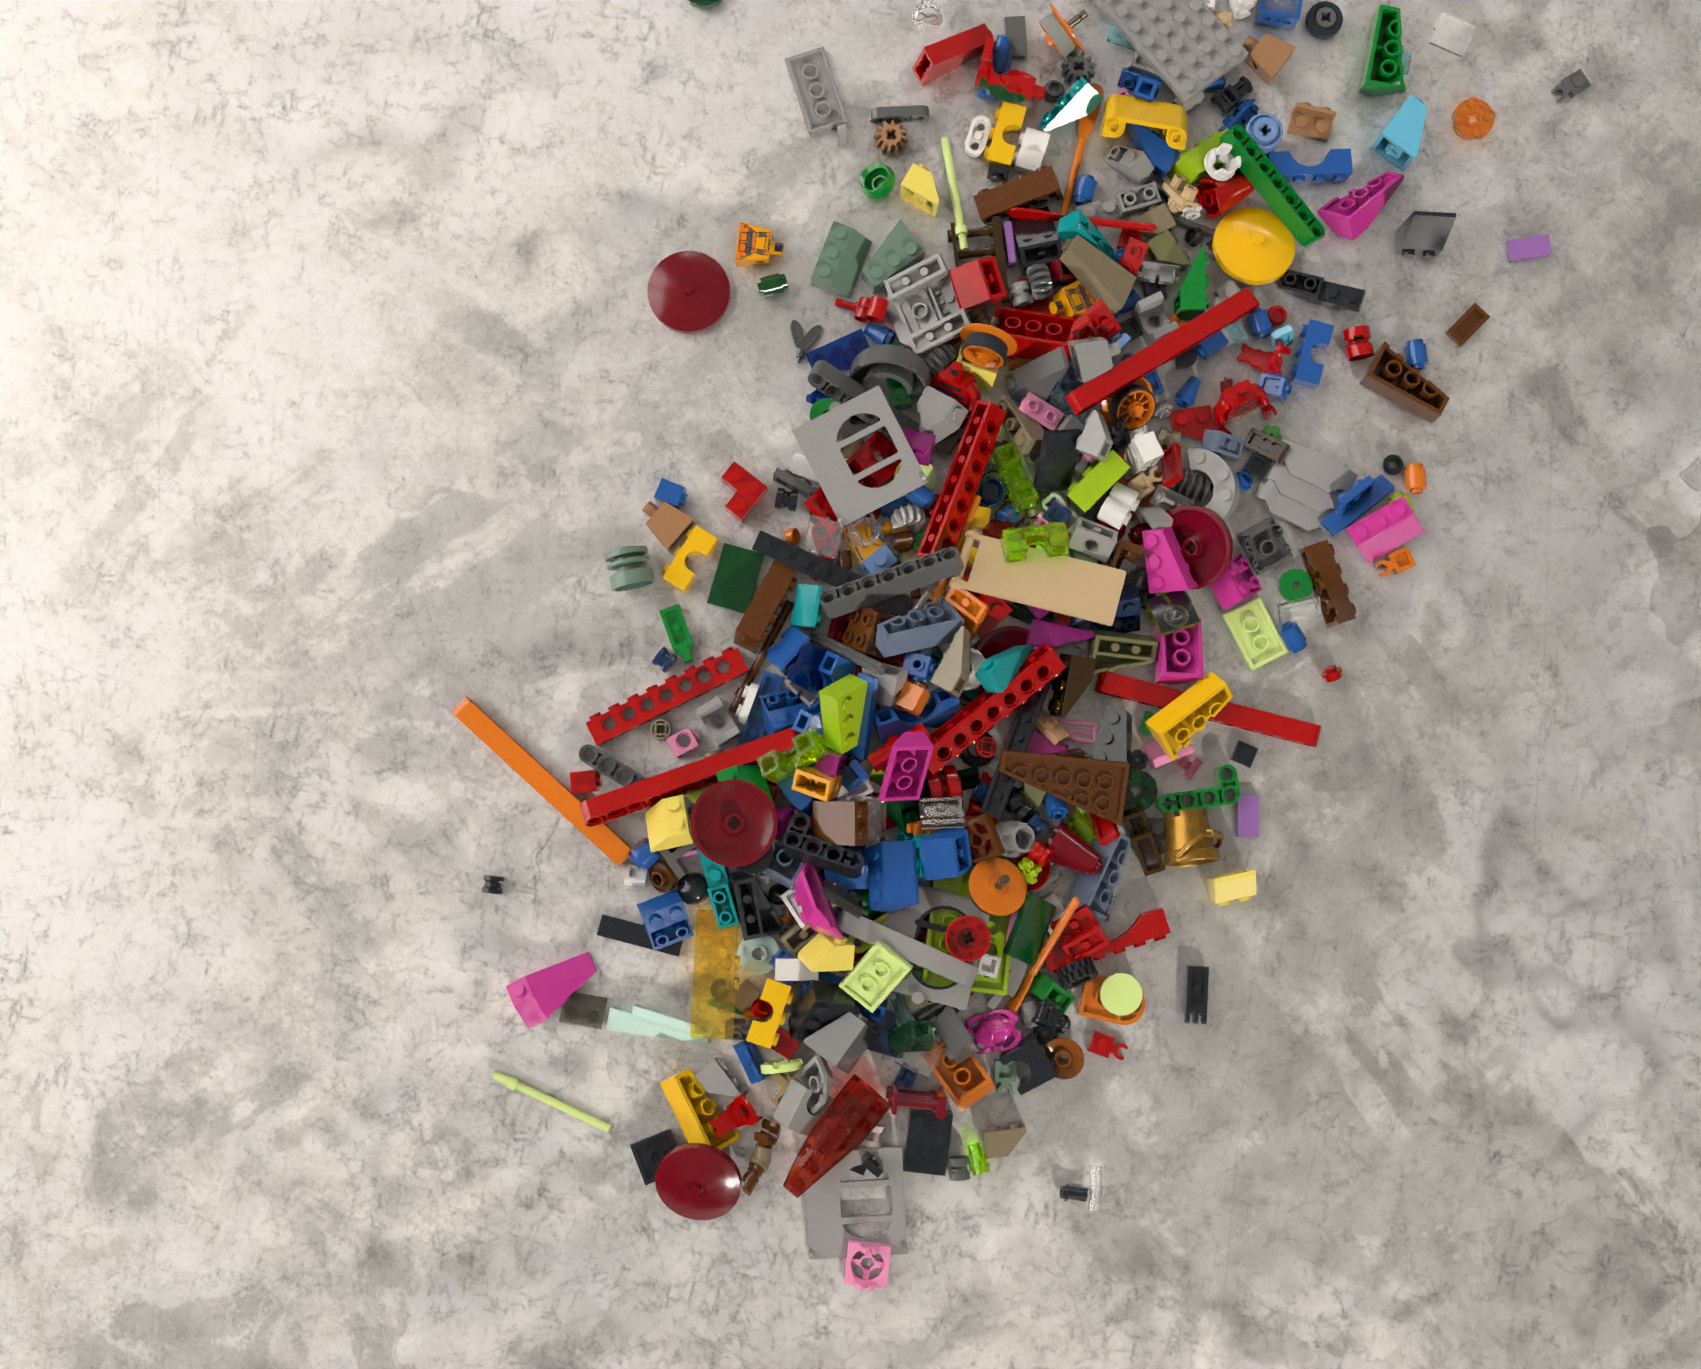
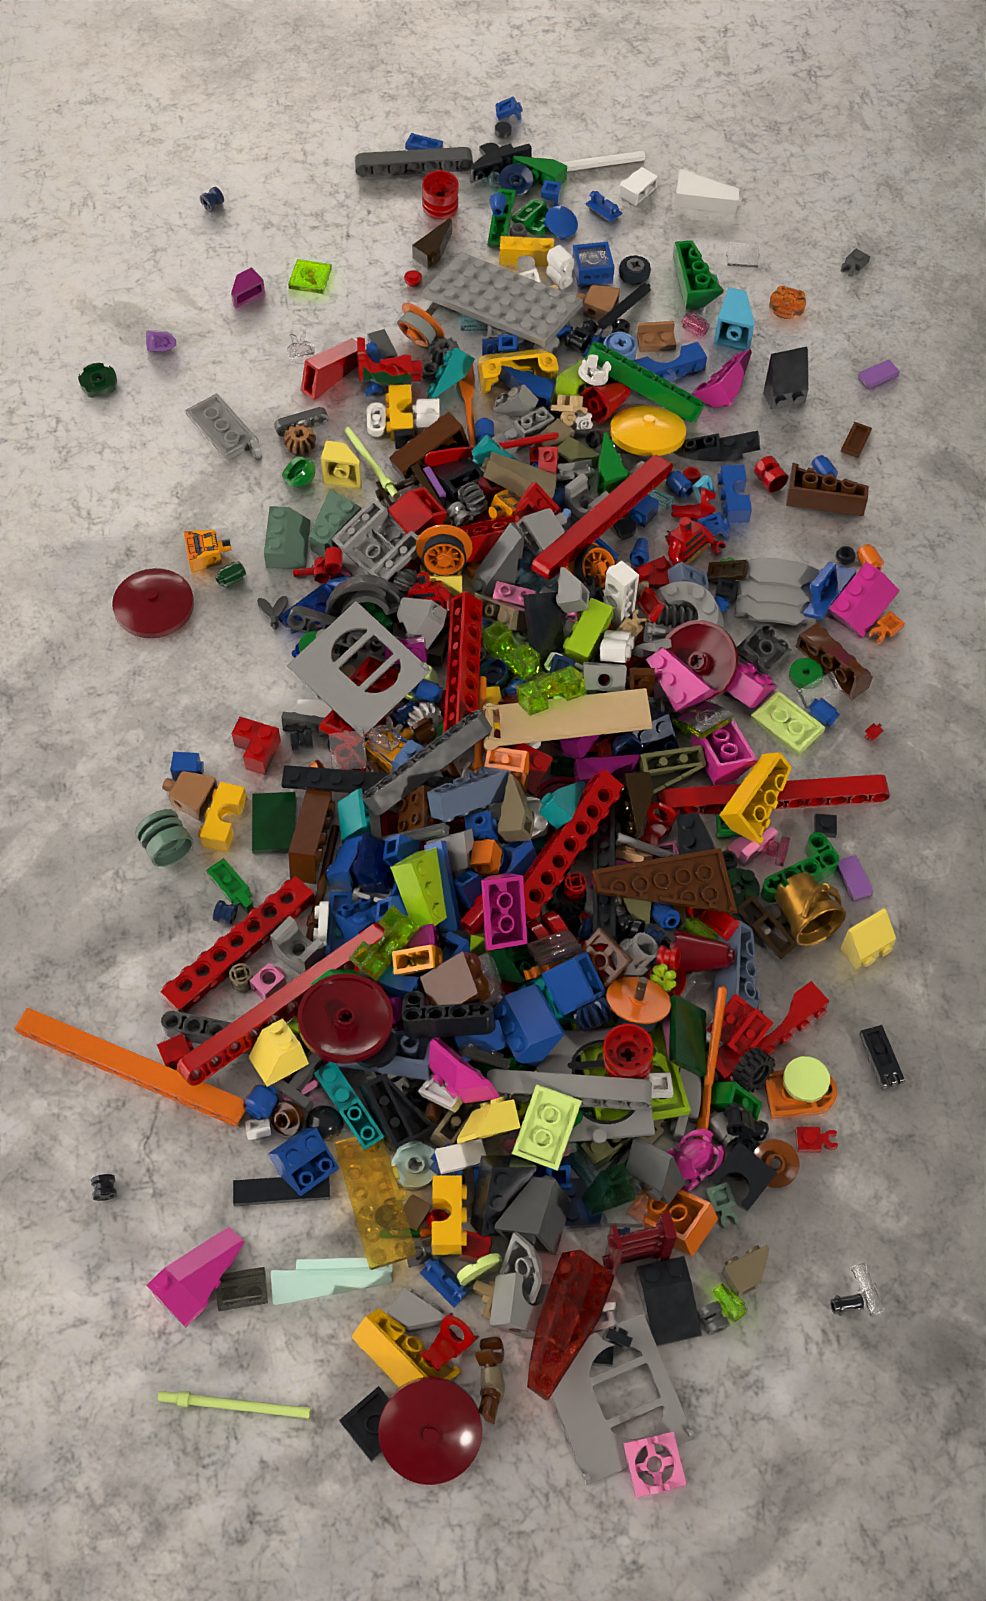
camera: 15 degrees left, 25 degrees down
(953, 888) = (593, 1014): none -> dark blue gear
(1066, 728) = (643, 846): none -> light grey bar
(1088, 704) = (658, 825): none -> red hair
(1278, 96) = (621, 326): none -> black wheel
(1291, 71) = (623, 306): none -> black axle
(1359, 119) = (695, 324): none -> clear pink brick

